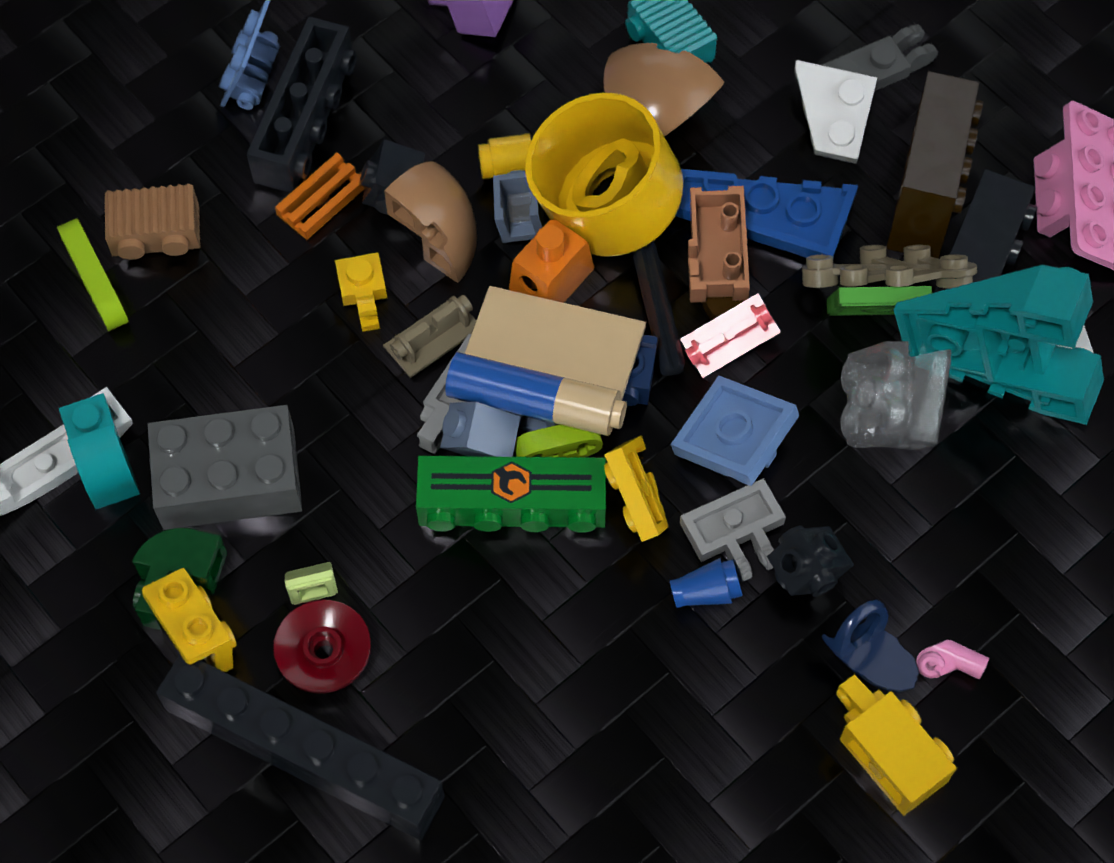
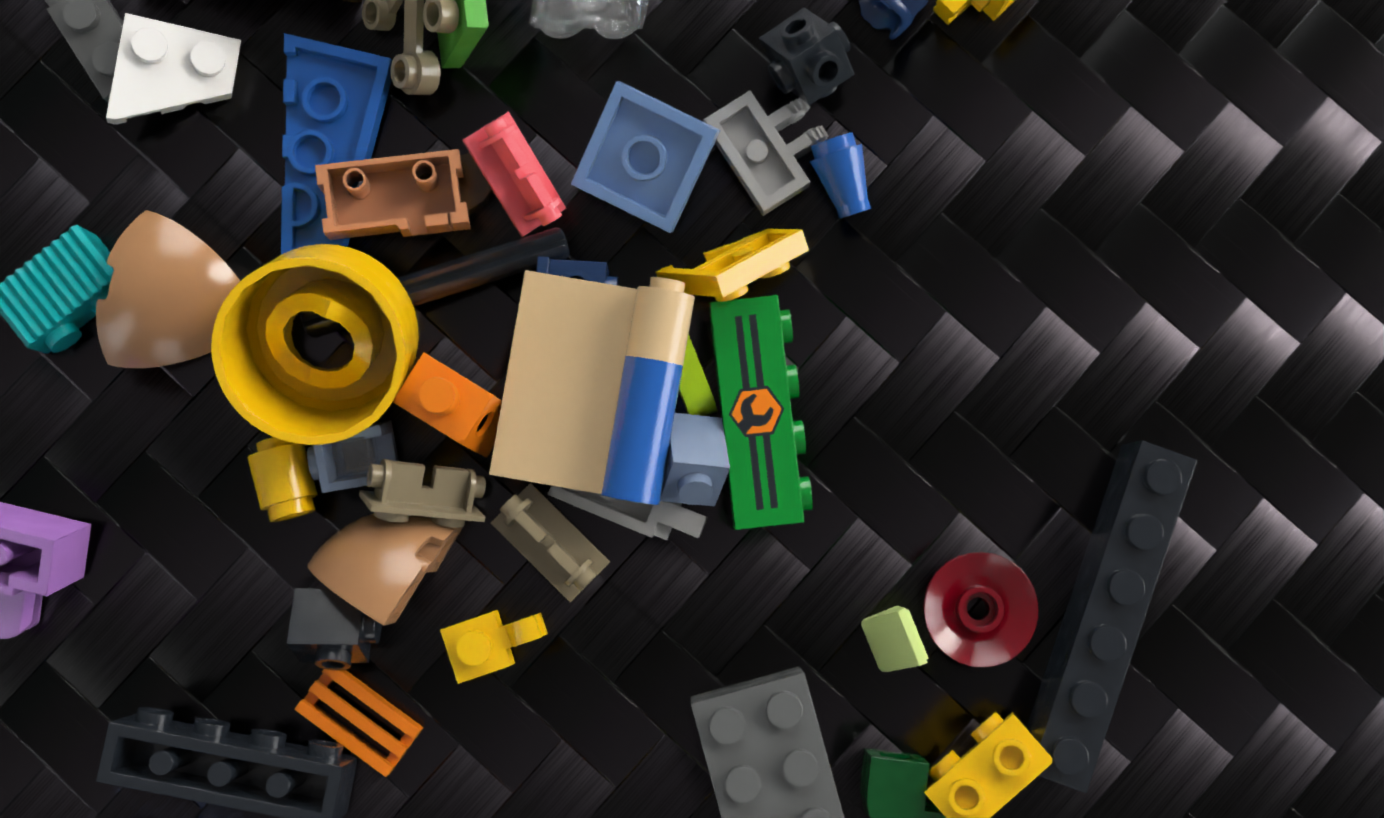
camera: 100 degrees left, 20 degrees up
(474, 262) = (401, 493): none -> dark tan hinge

